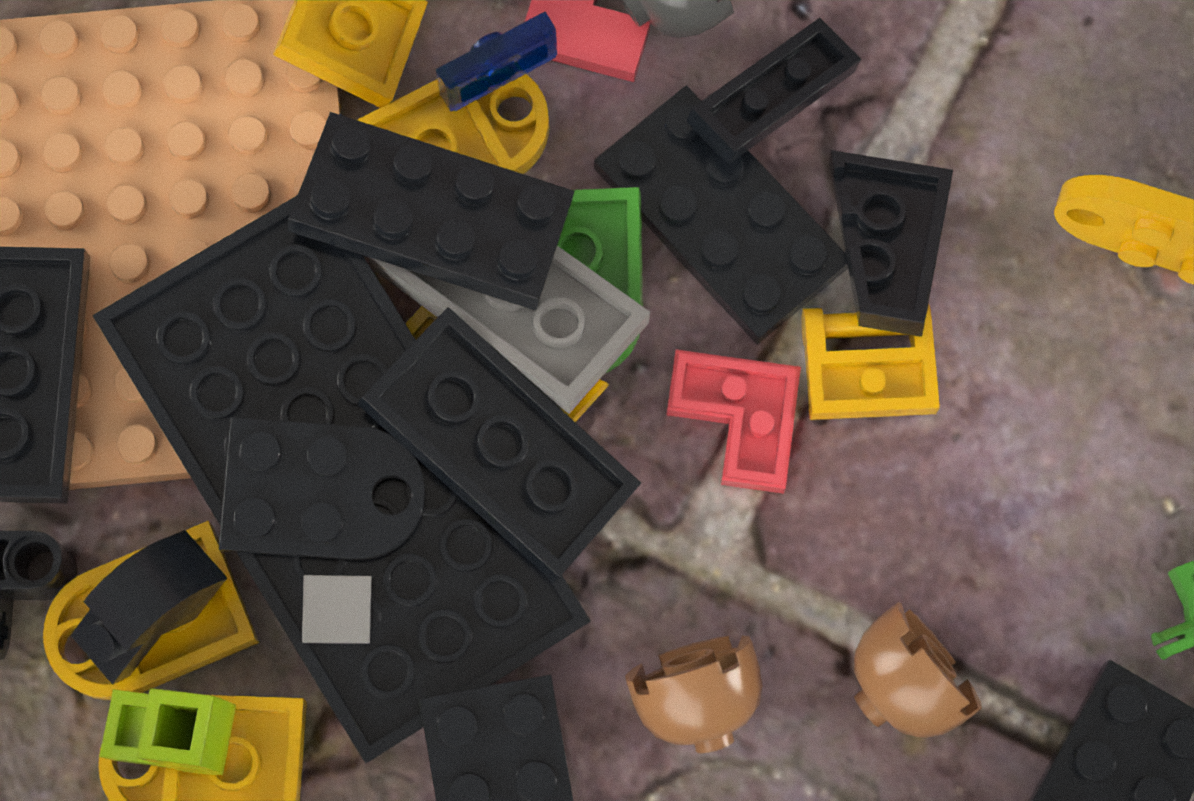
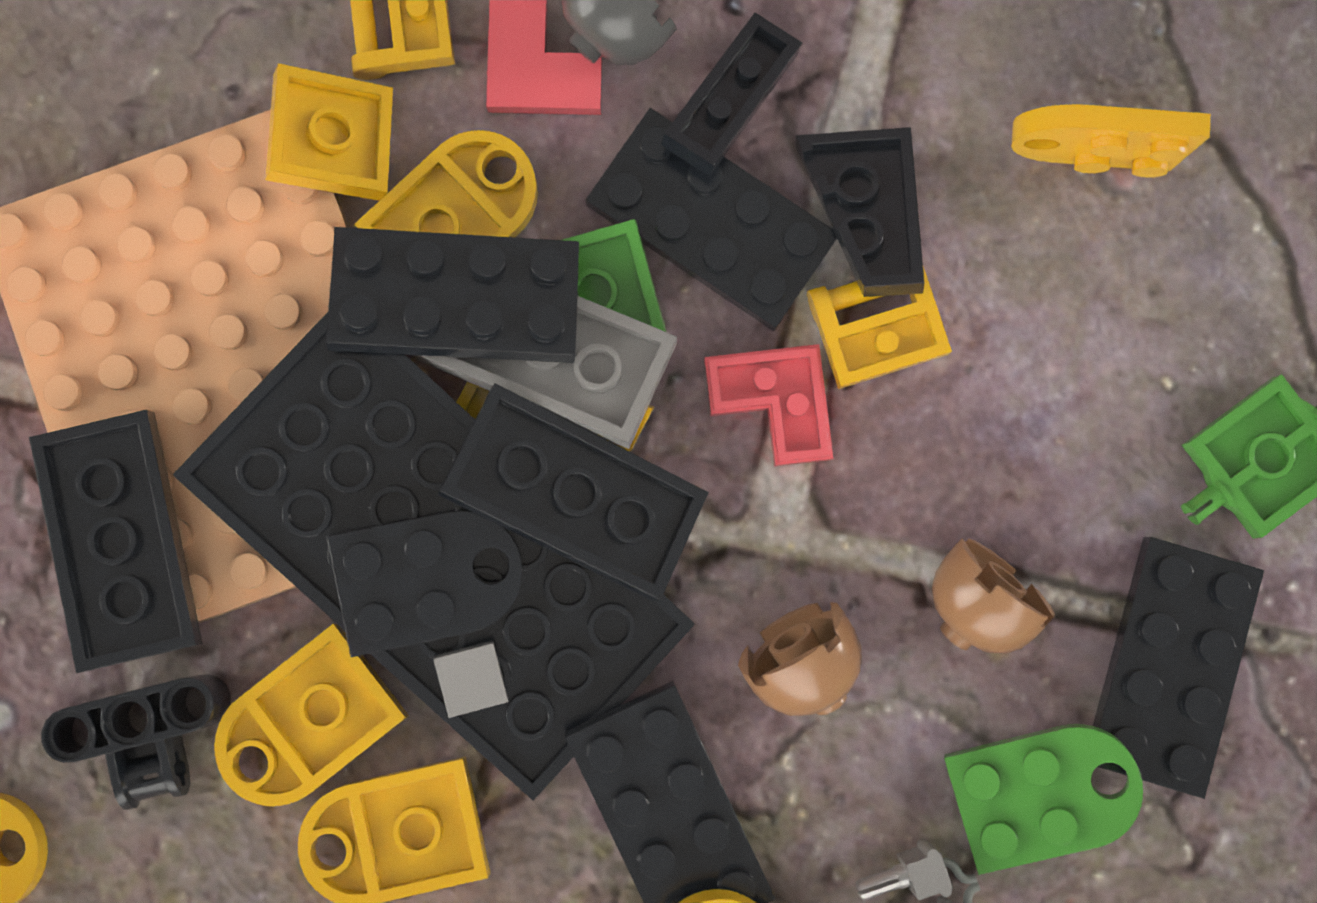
camera: 15 degrees left, 10 degrees up
(145, 599) = (300, 718): black brick -> none
(169, 730) = (354, 830): lime brick -> none
(497, 61) = (473, 132): clear blue plate -> none

